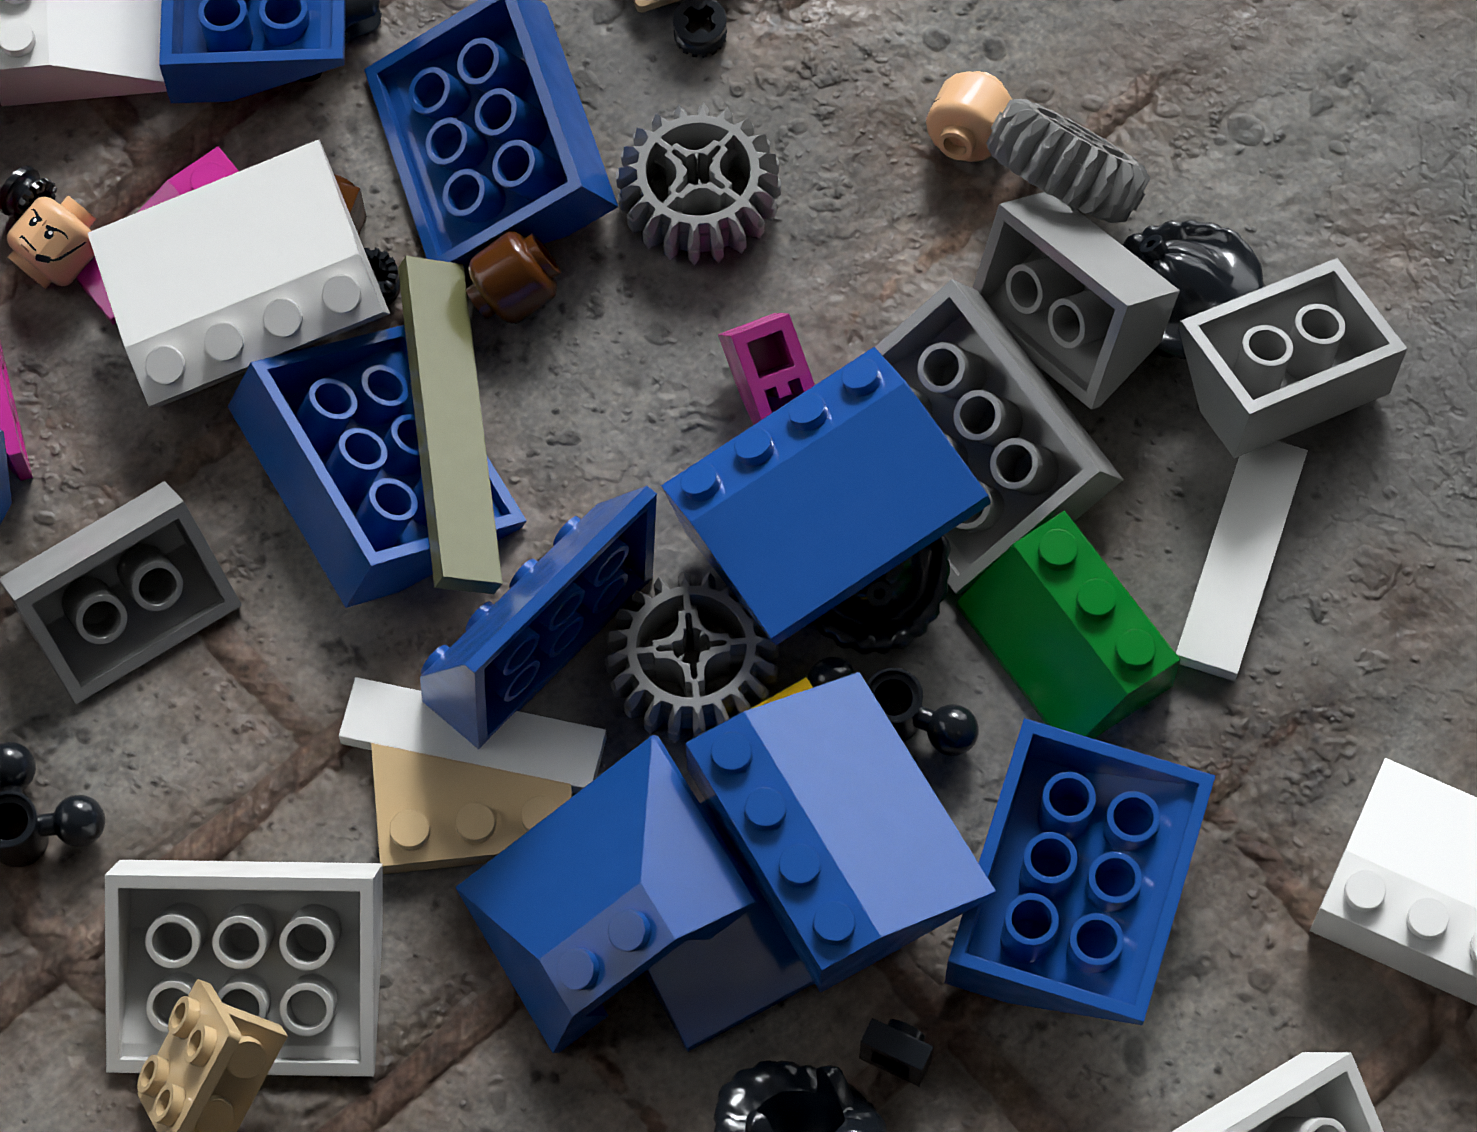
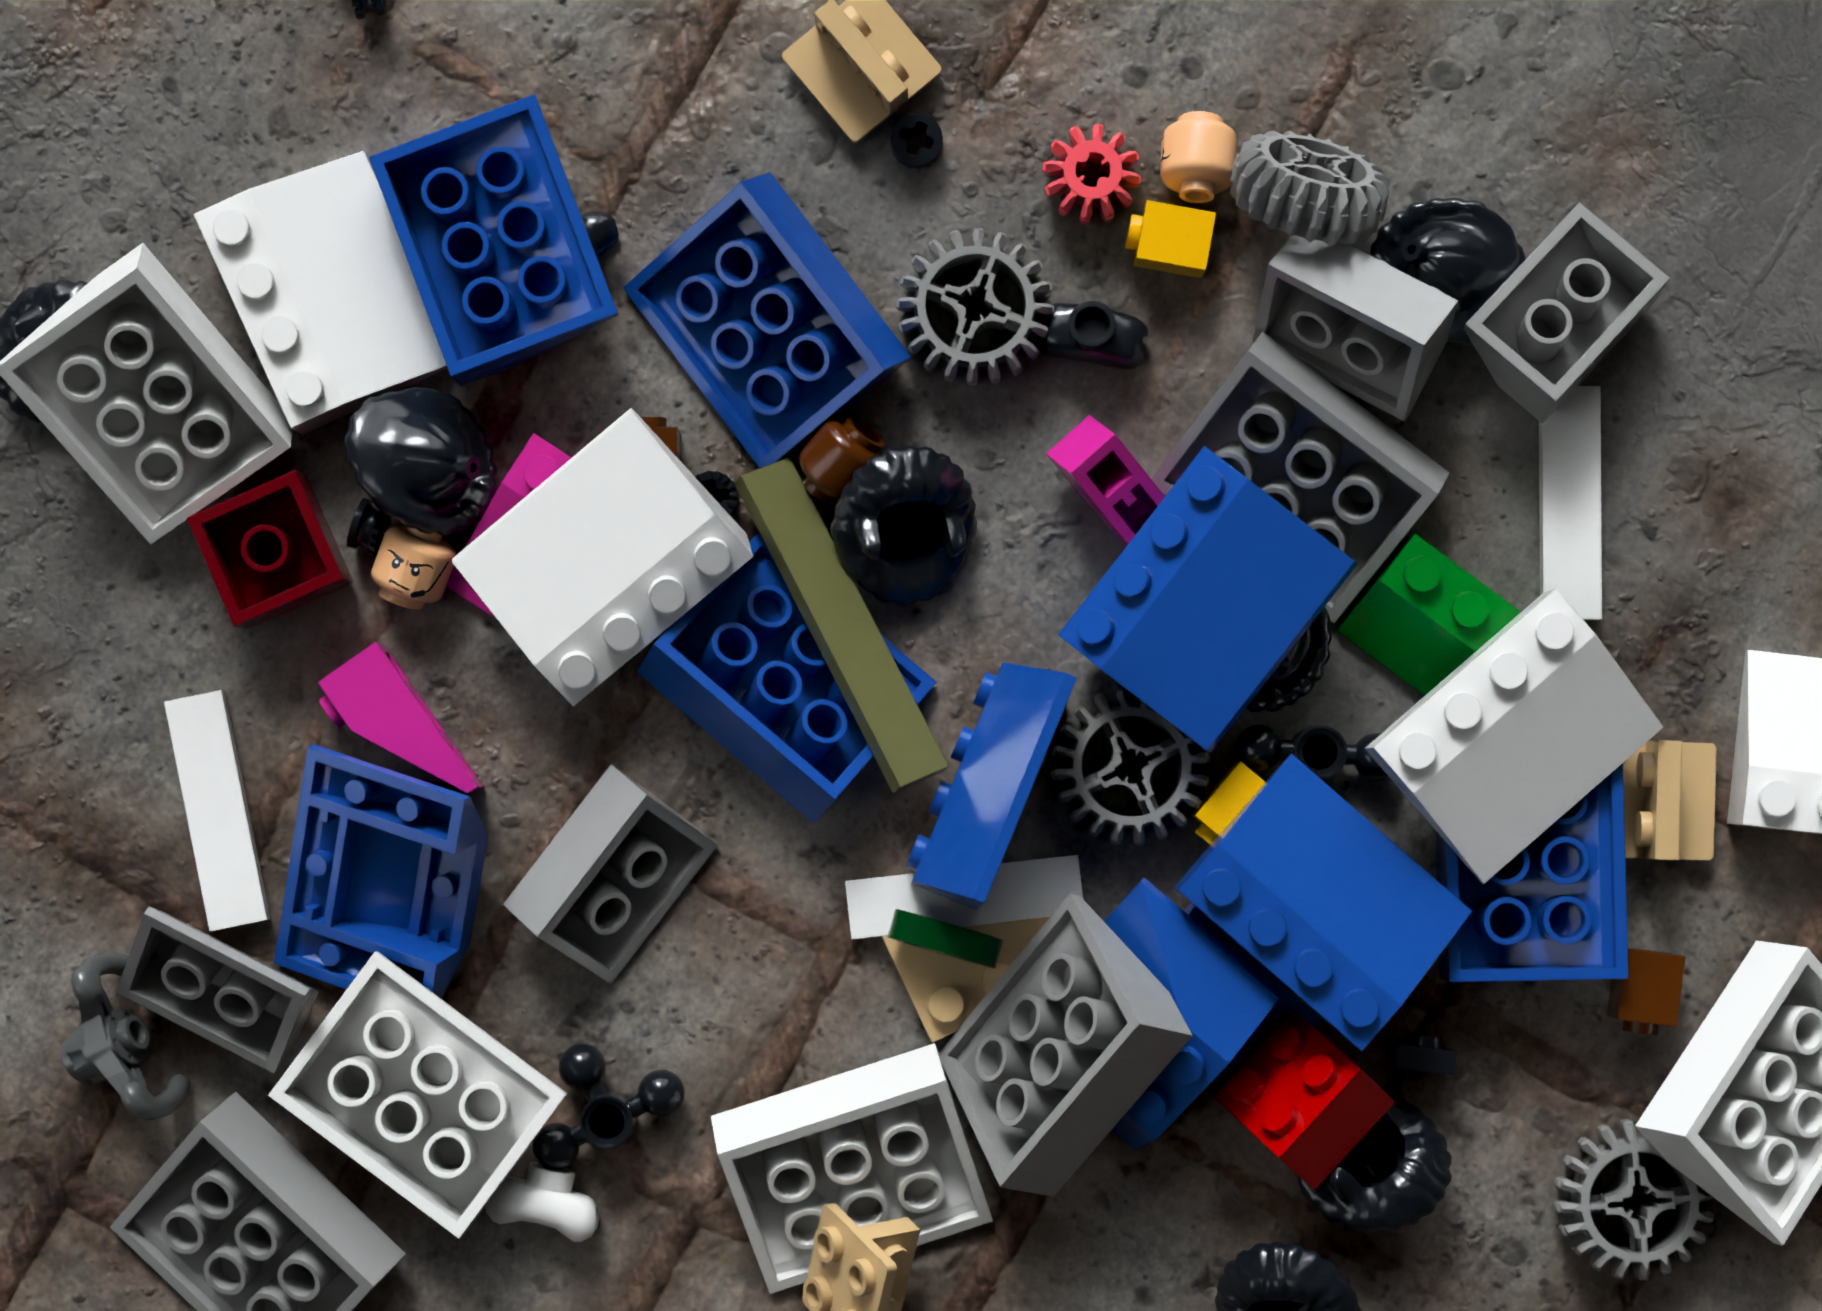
camera: 20 degrees left, 20 degrees up
(100, 142) = (422, 459): none -> black piece
(433, 754) = (945, 938): none -> dark green beam
(506, 889) = (1061, 1049): none -> light grey slope
(551, 351) = (905, 524): none -> black piece
(749, 1036) = (1304, 1099): none -> red brick
(807, 242) = (1093, 335): none -> black piece
(858, 101) = (1075, 161): none -> coral gear
(917, 181) = (1171, 238): none -> yellow brick
(1100, 722) = (1516, 735): none -> white slope
(1164, 1060) = (1650, 993): none -> reddish brown brick
(1246, 874) = (1670, 801): none -> tan bracket

